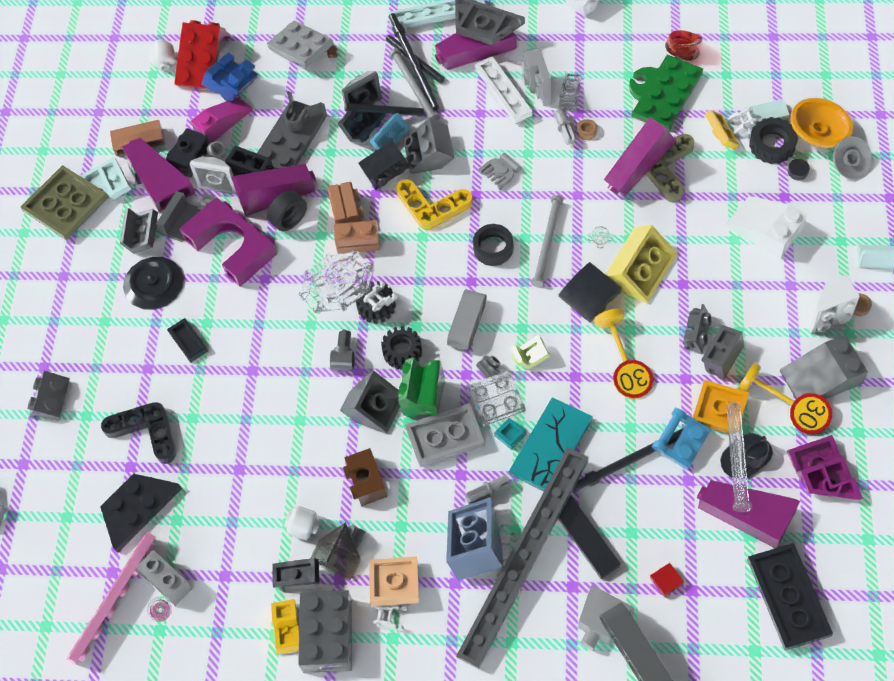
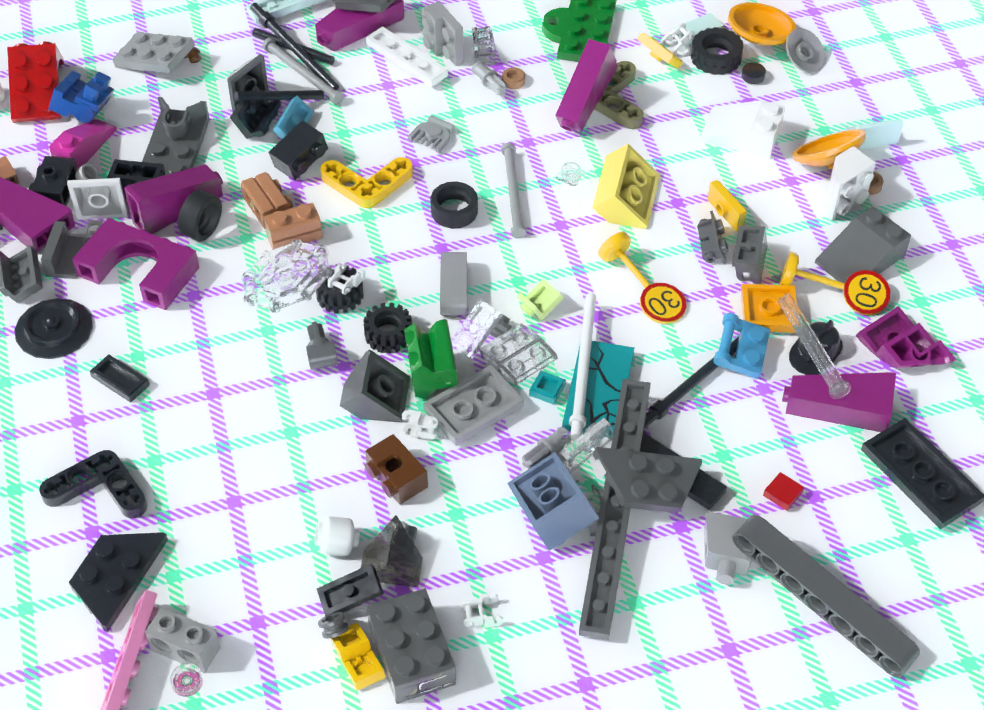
camera: 25 degrees left, 10 degrees down
(274, 597) = (333, 625): none -> dark grey bush
(394, 581) = (473, 570): light nougat plate -> none
(397, 443) = (424, 425): none -> white piece
(429, 147) = (344, 124): dark grey slope -> none
(468, 368) = (476, 329): none -> clear plate
(514, 499) = (581, 449): none -> clear plate
(521, 472) = (578, 420): none -> white bar
(555, 542) = (648, 479): none -> dark grey wing
(589, 292) = (582, 227): black slope -> none
(720, 299) = (726, 205): none -> yellow plate
(831, 264) = (825, 149): none -> light orange dish

